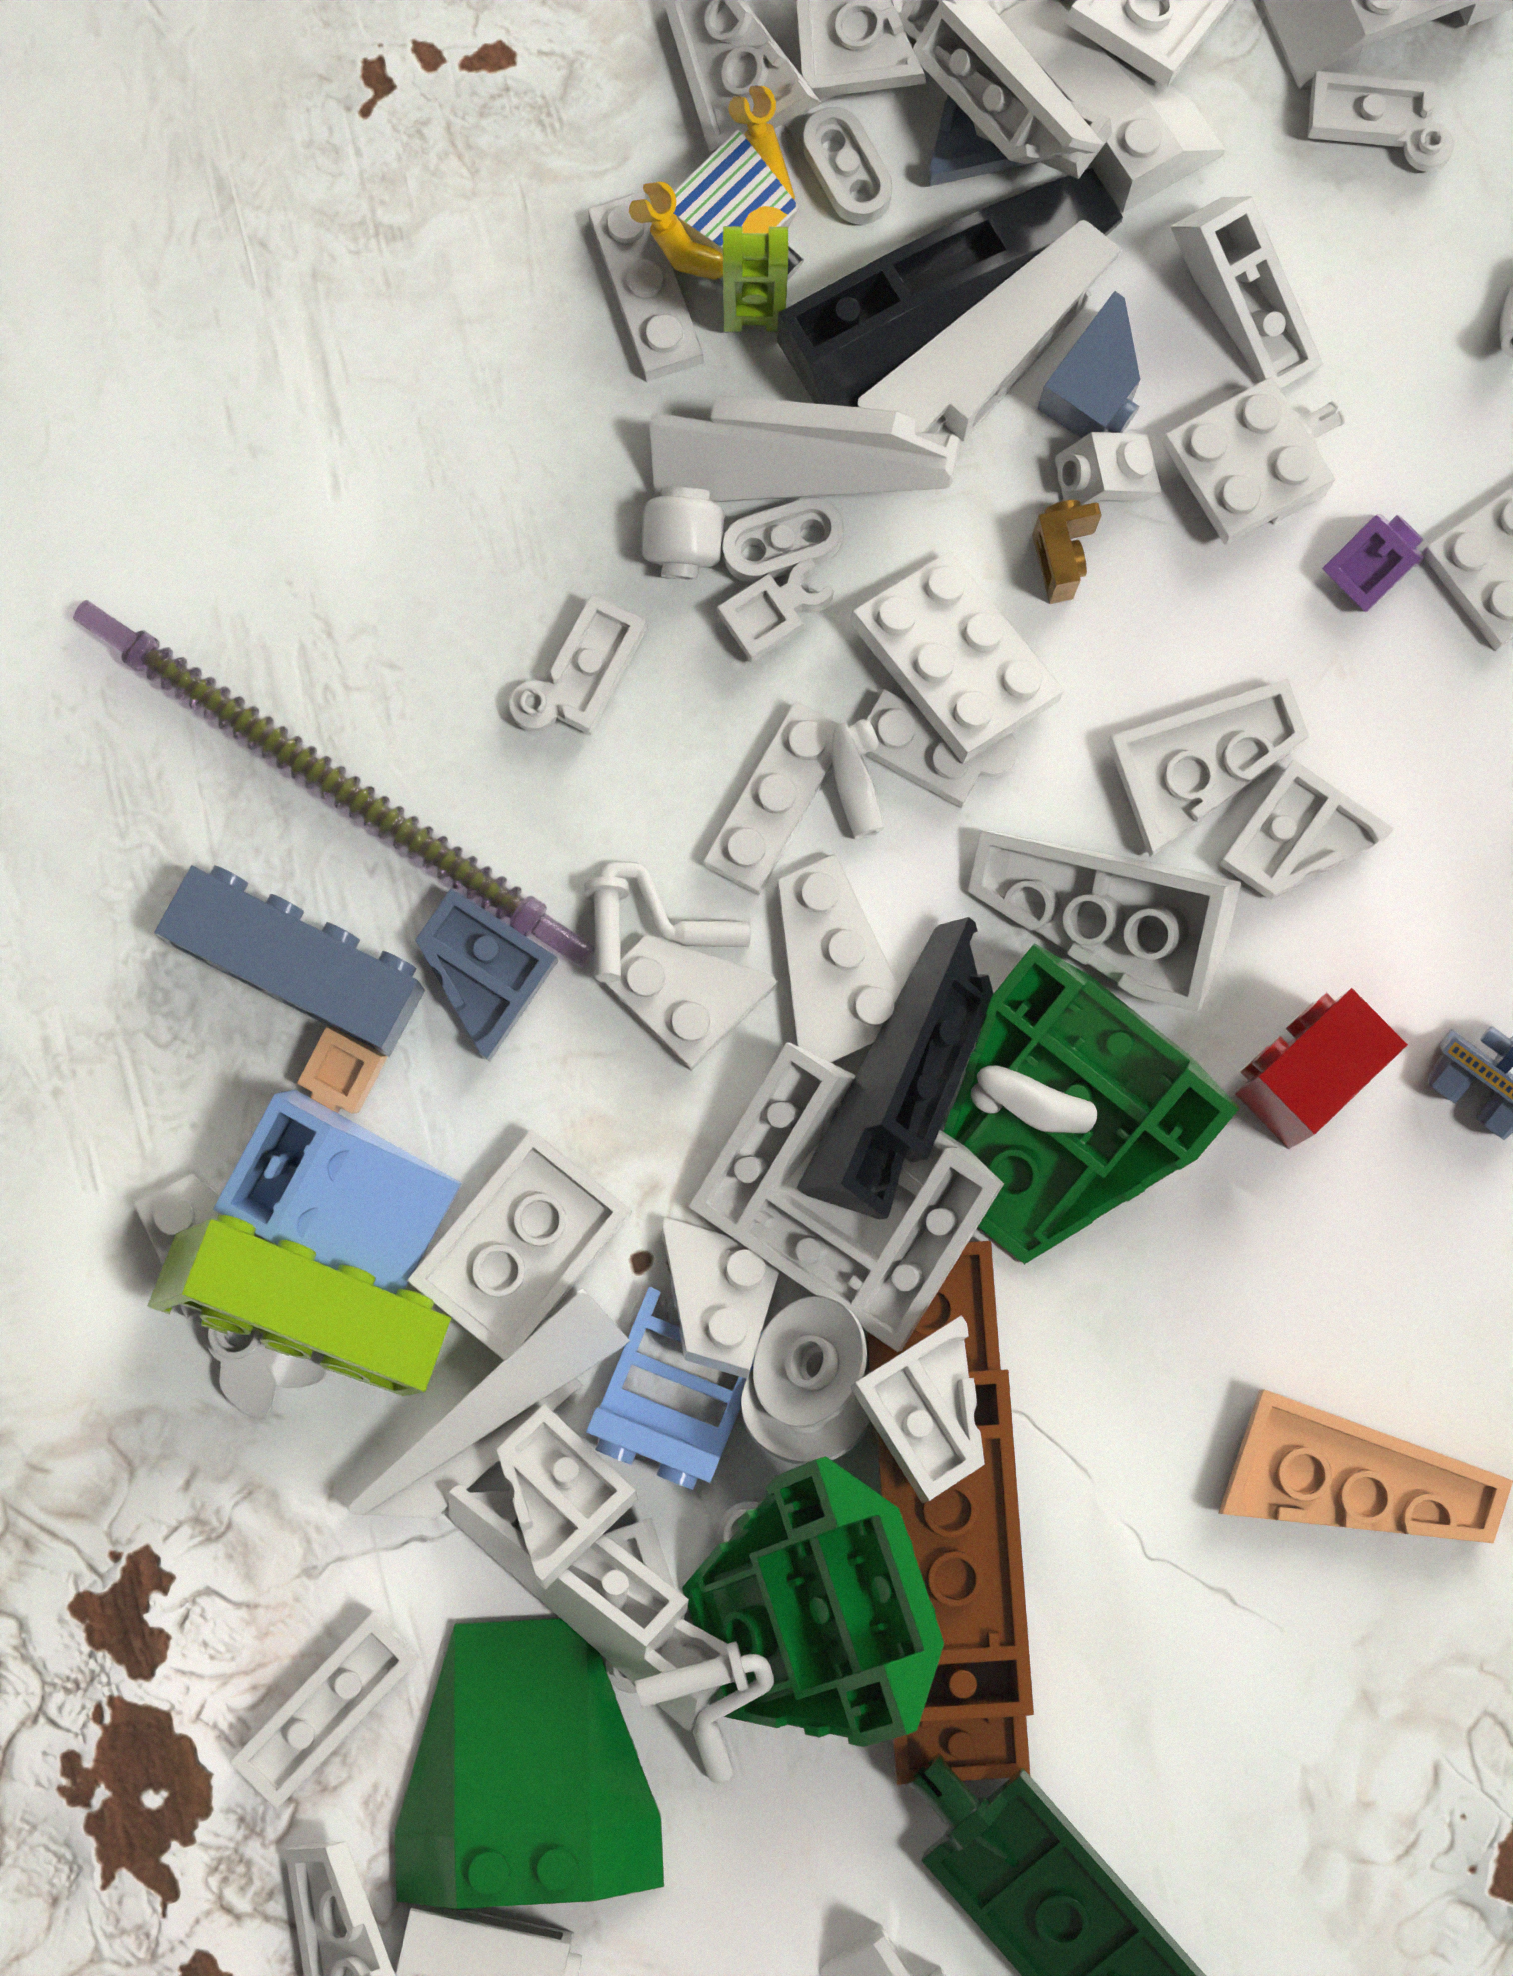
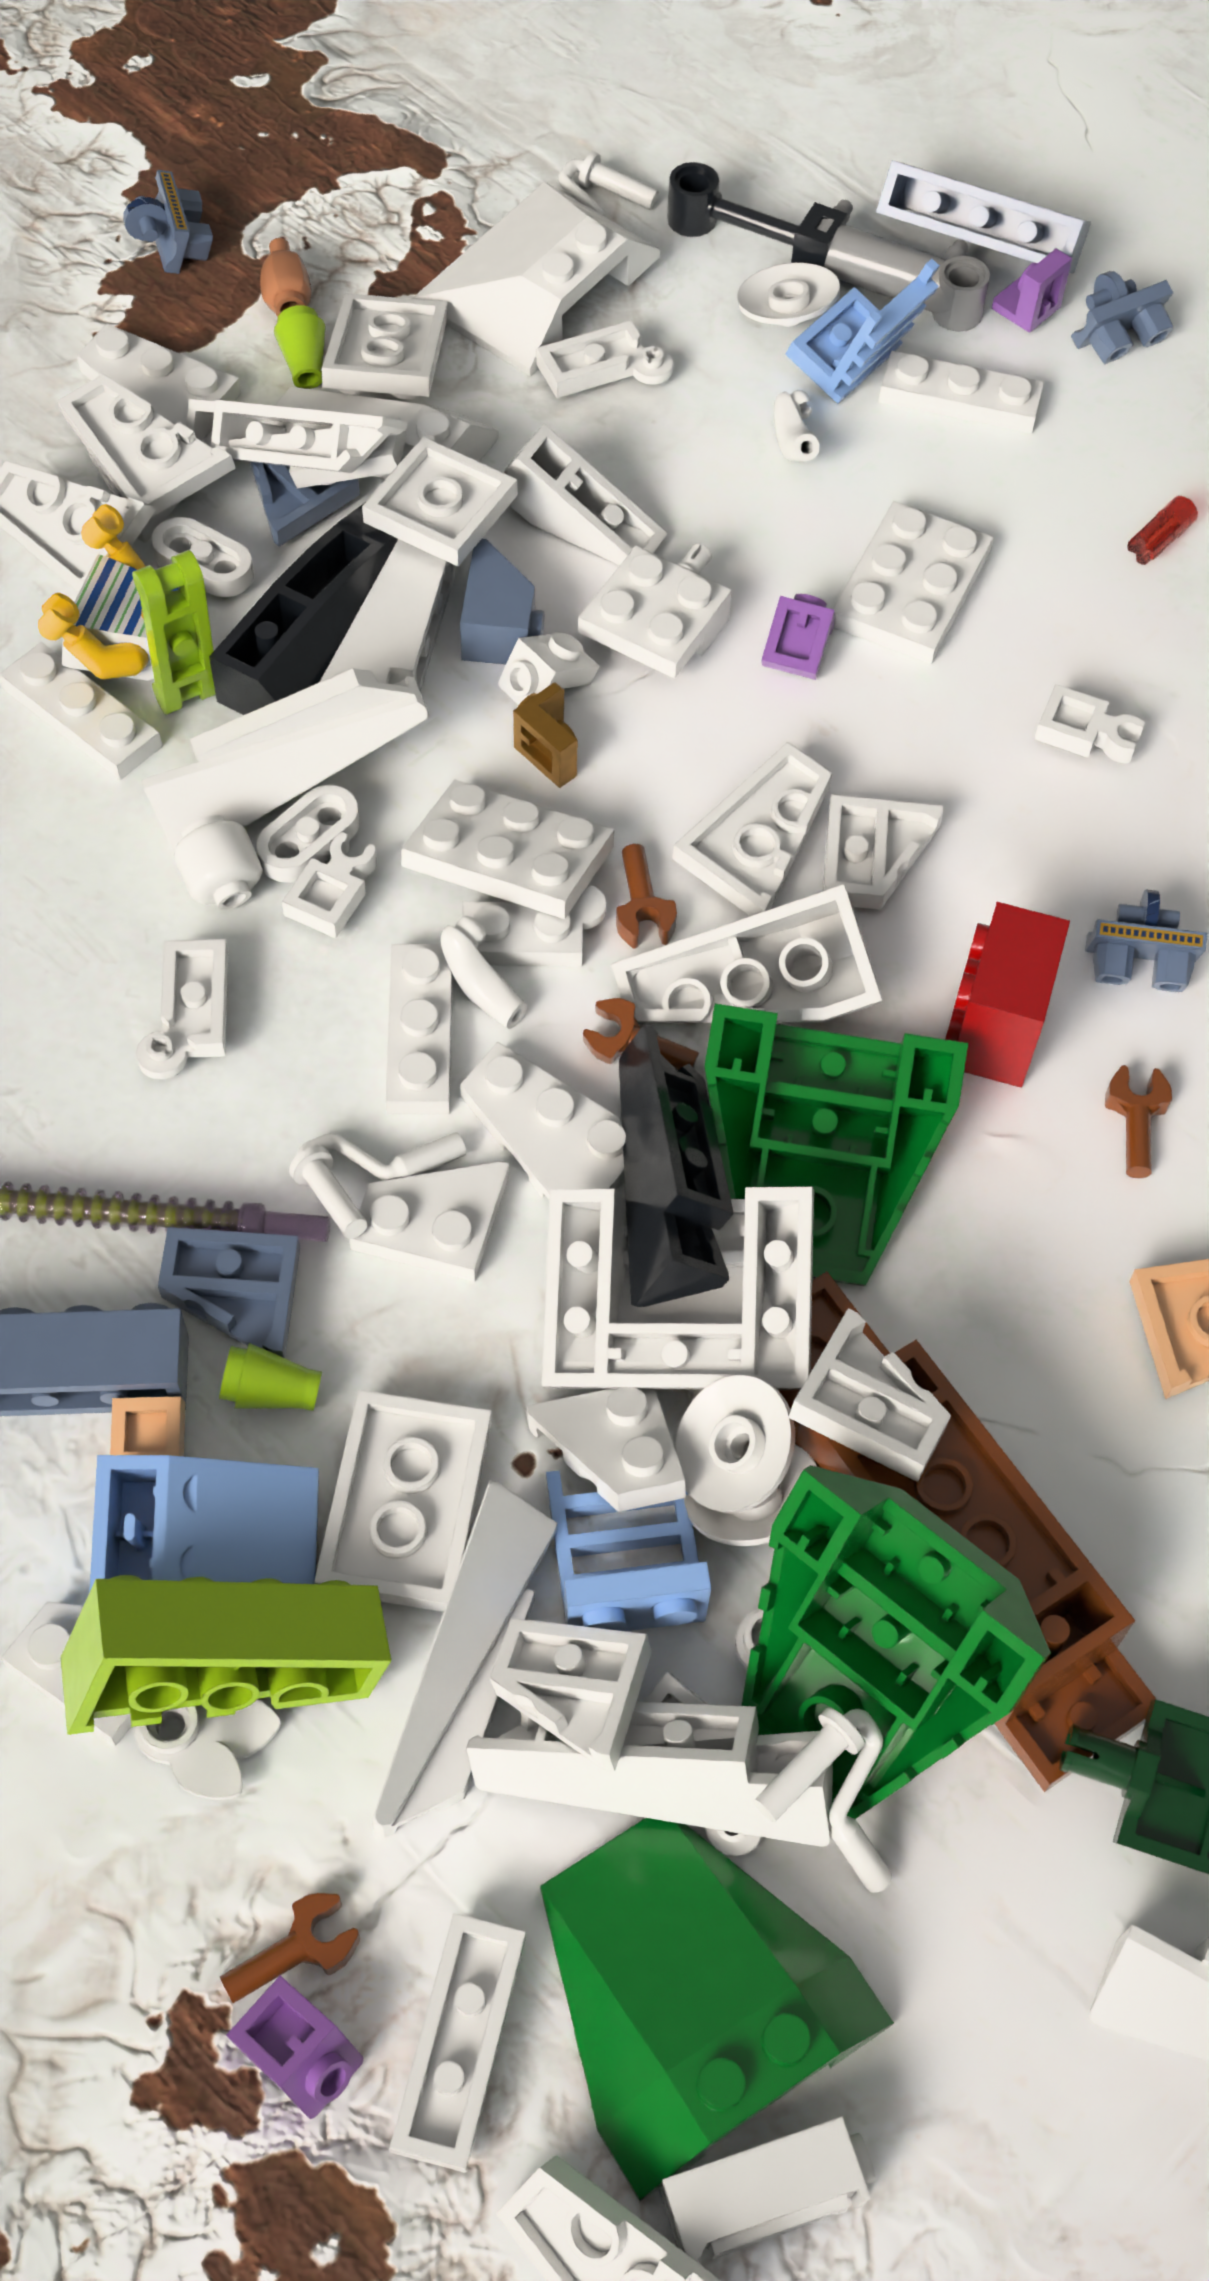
camera: 30 degrees left, 20 degrees down
(201, 1643) = (296, 2047): none -> medium lavender bracket
(243, 1565) = (294, 1949): none -> dark orange bar
(464, 1076) = (267, 1381): none -> lime cone
(982, 941) = (623, 1013): none -> dark orange bar
(1032, 1101) = (790, 1128): white arm -> none
(1054, 771) = (643, 902): none -> dark orange bar
(1098, 237) = (440, 501): none -> white plate
(1373, 1239) = (1138, 1114): none -> dark orange bar

